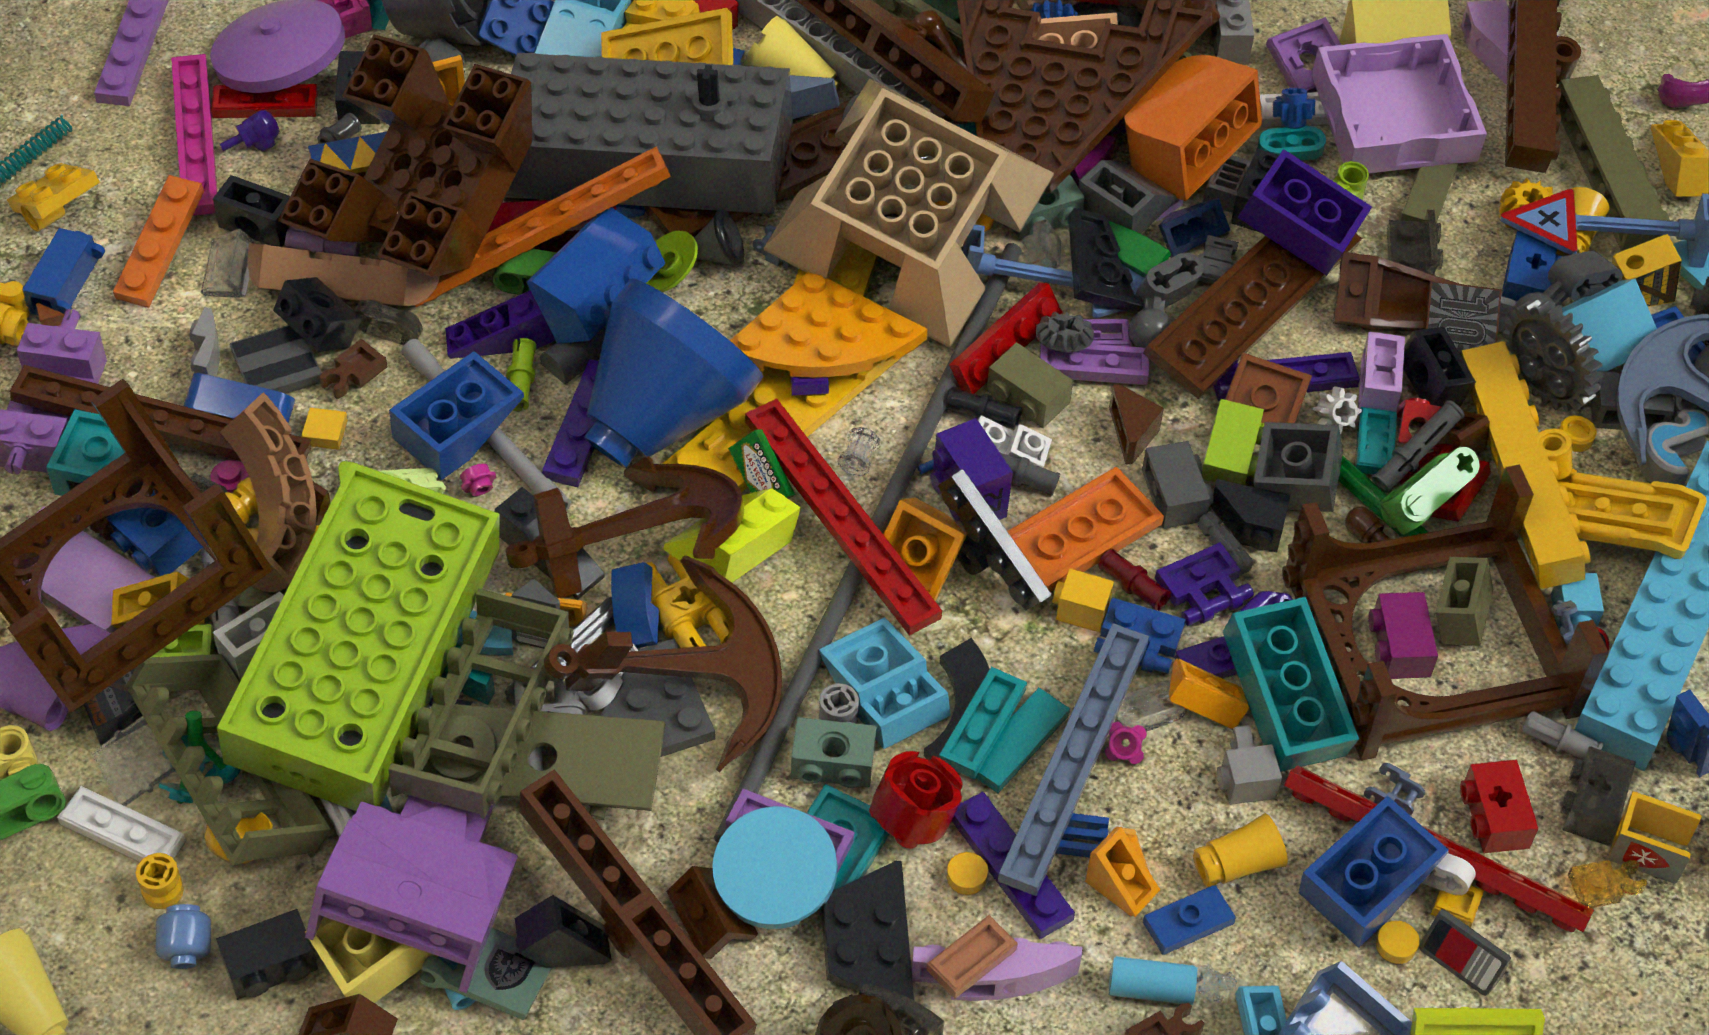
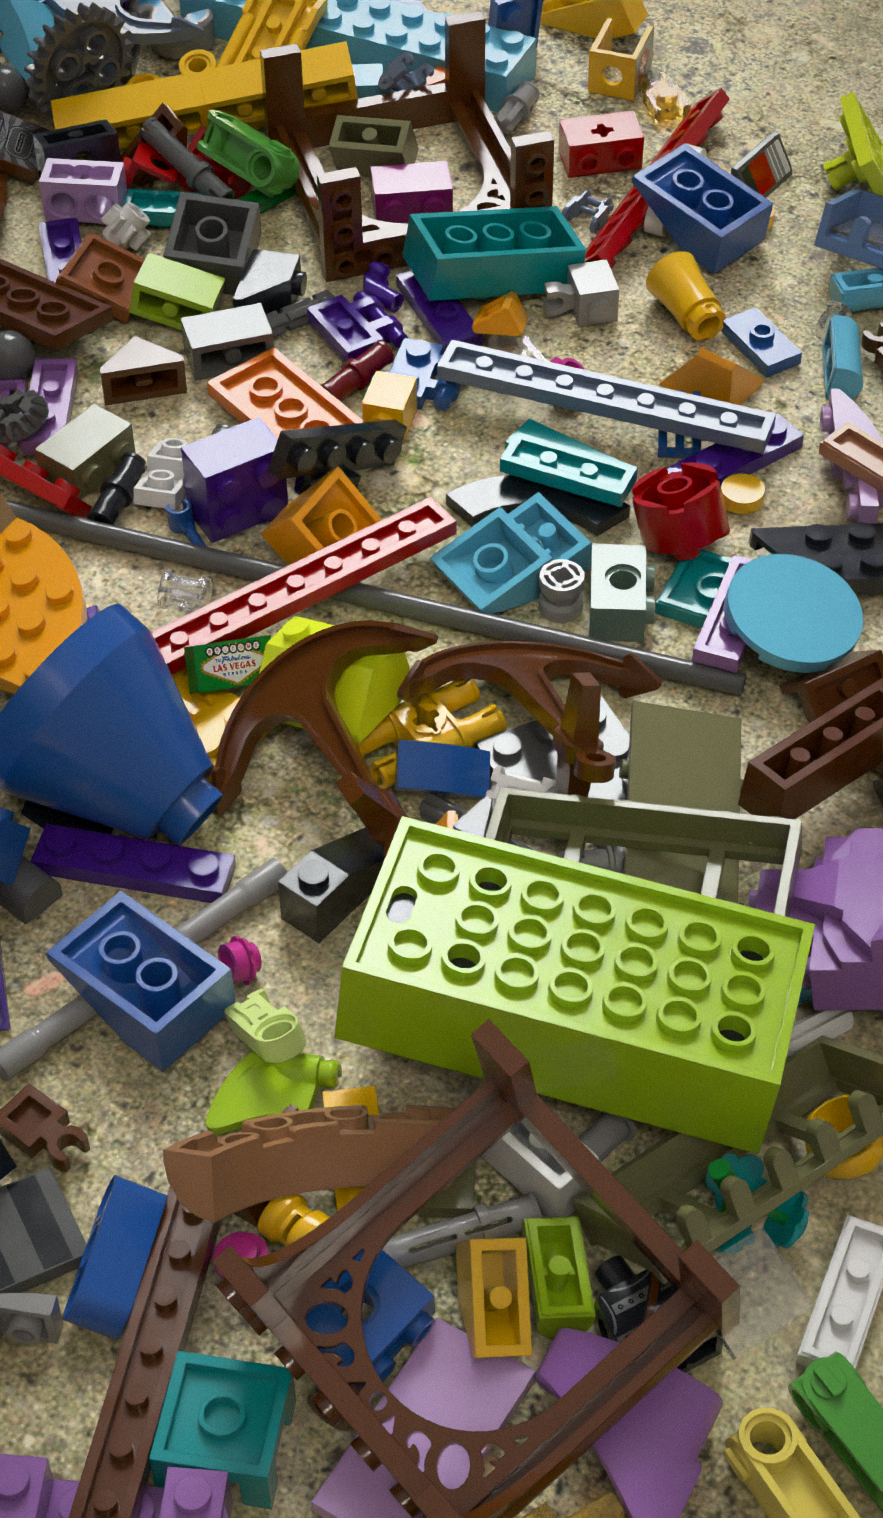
camera: 90 degrees left, 5 degrees down
(325, 428) = (141, 1155): yellow tile -> none
(521, 369) = (37, 930): lime pin -> none
(1365, 525) = (278, 216): reddish brown cylinder -> none
(1598, 795) = (577, 87): clear smoke brick -> none

